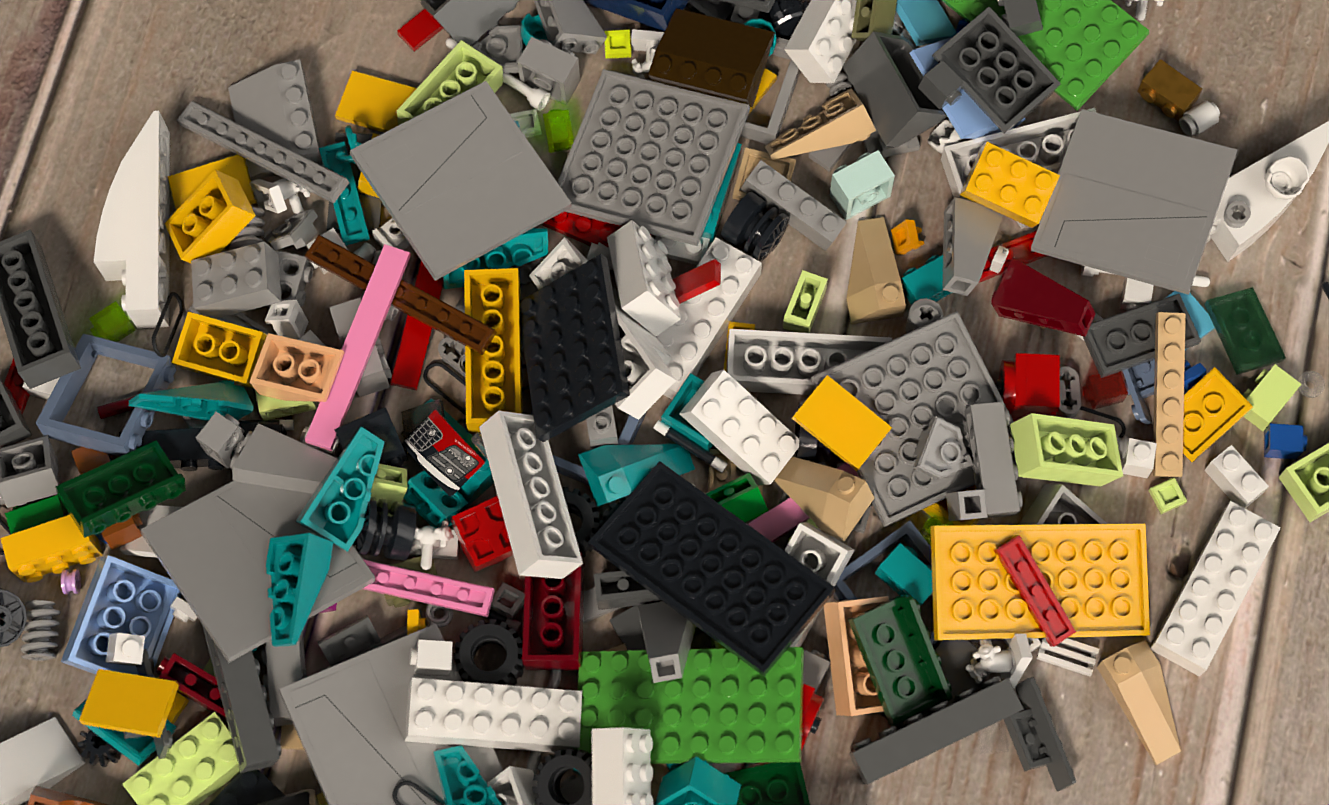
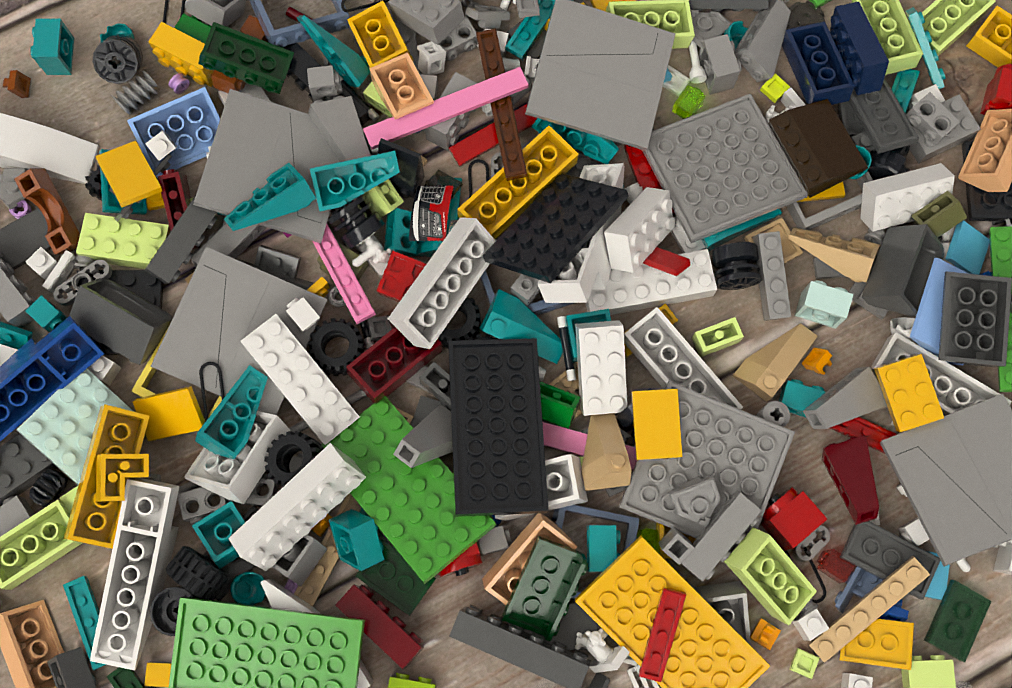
camera: 45 degrees right, 5 degrees up
(941, 85) = (931, 294): dark grey brick -> none
(999, 259) = (857, 428): white tile -> none
(1111, 506) = (764, 634): none -> light orange tile

